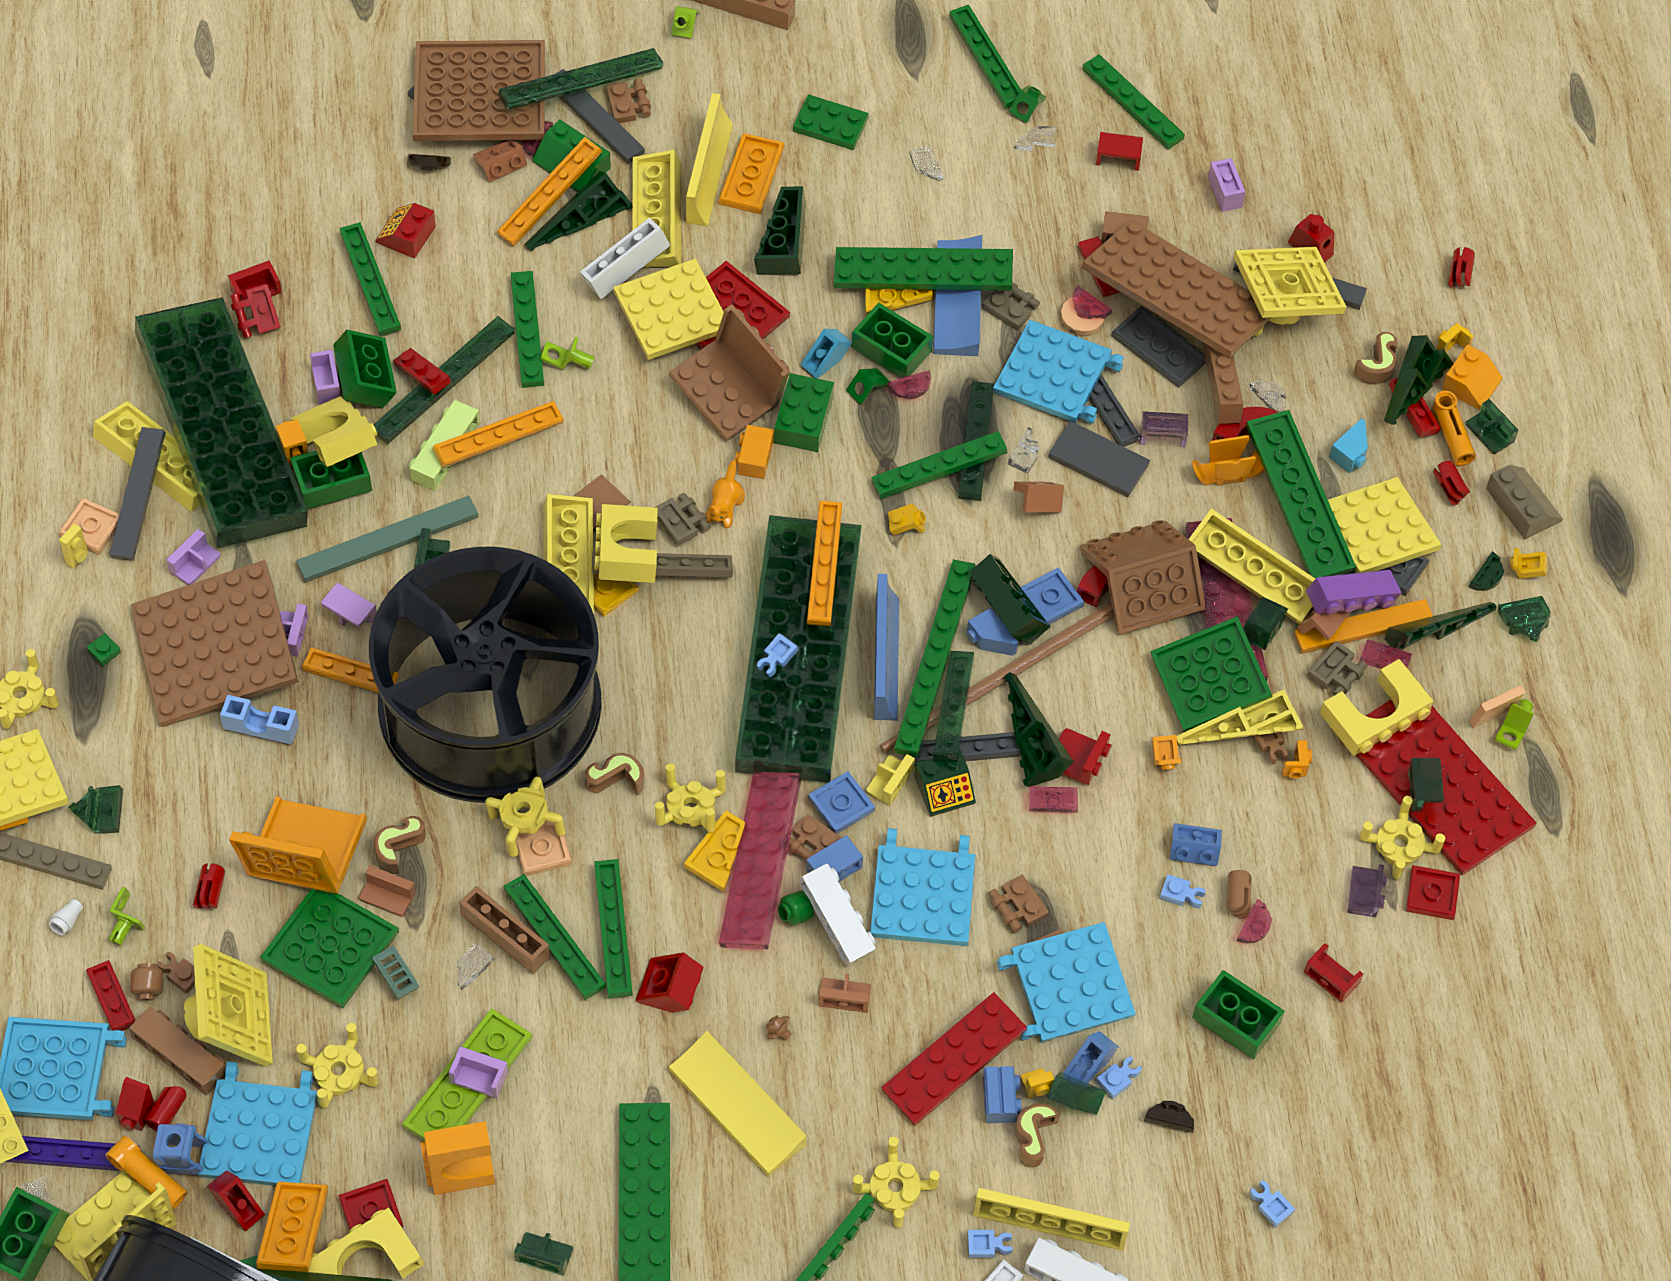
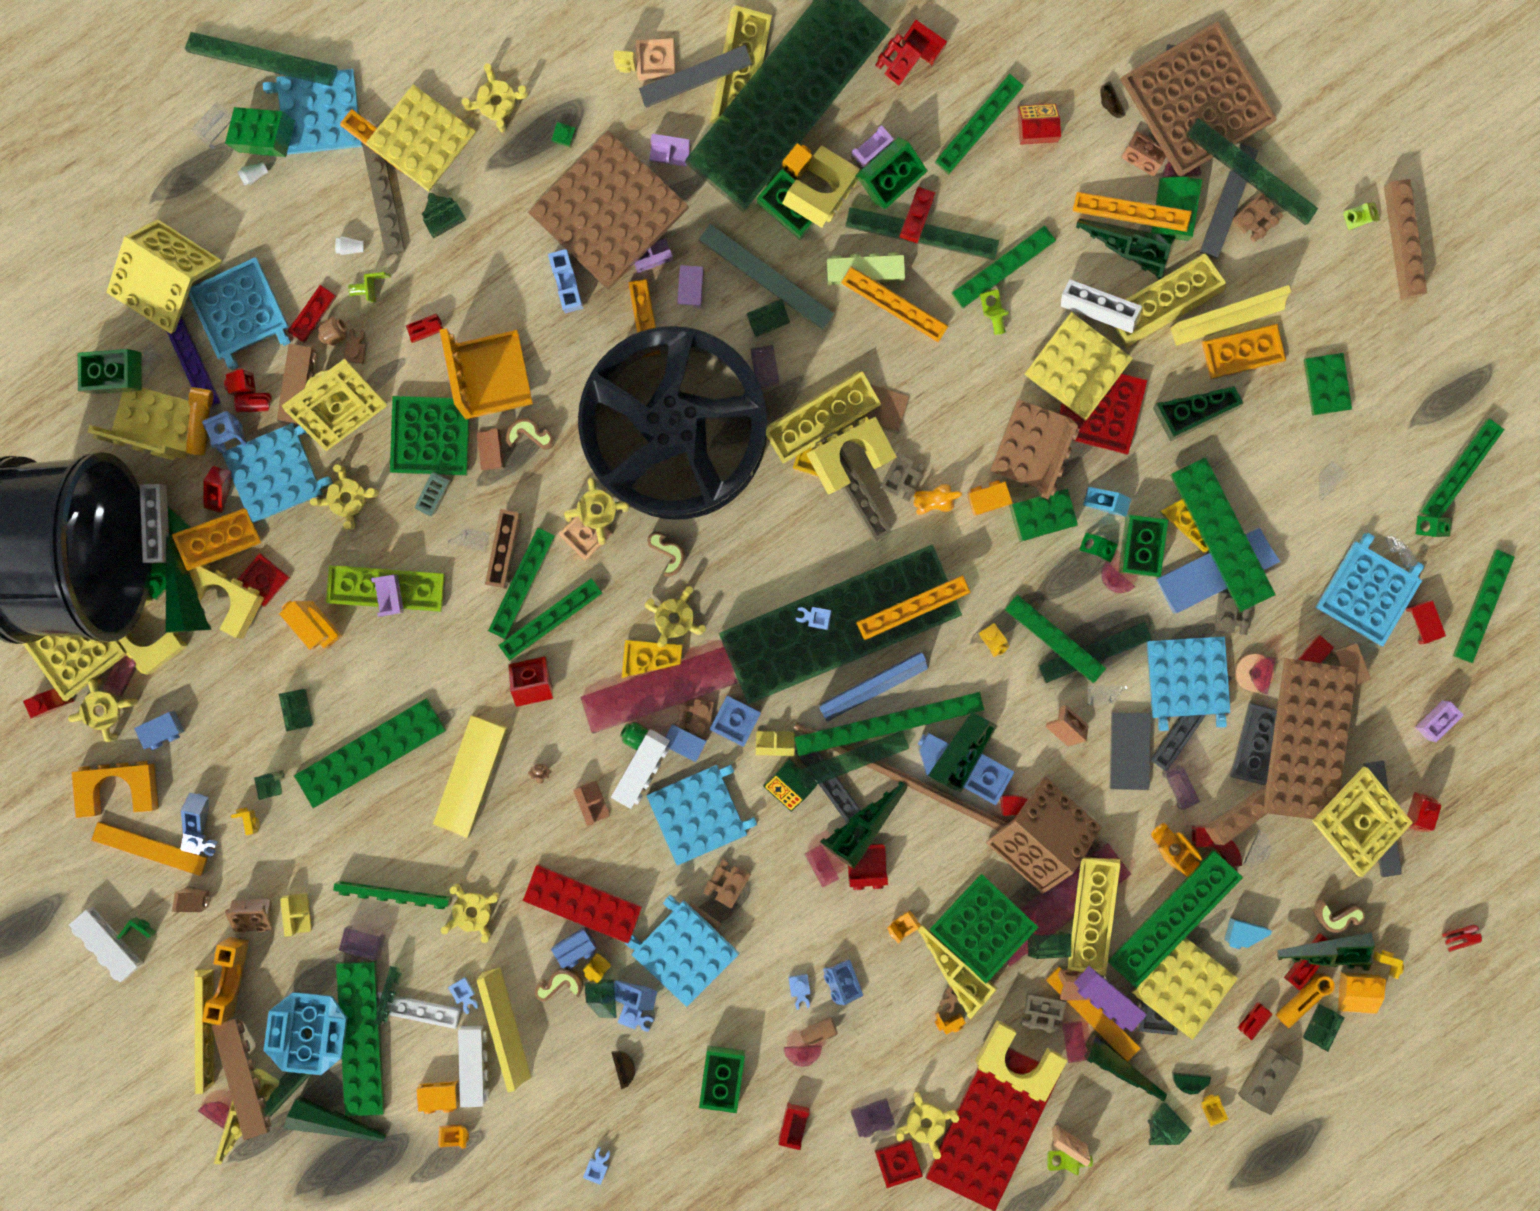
camera: 60 degrees right, 30 degrees up
(1060, 182) = (1369, 592): none -> medium azure plate
(1425, 782) = (976, 1125): clear green panel -> none

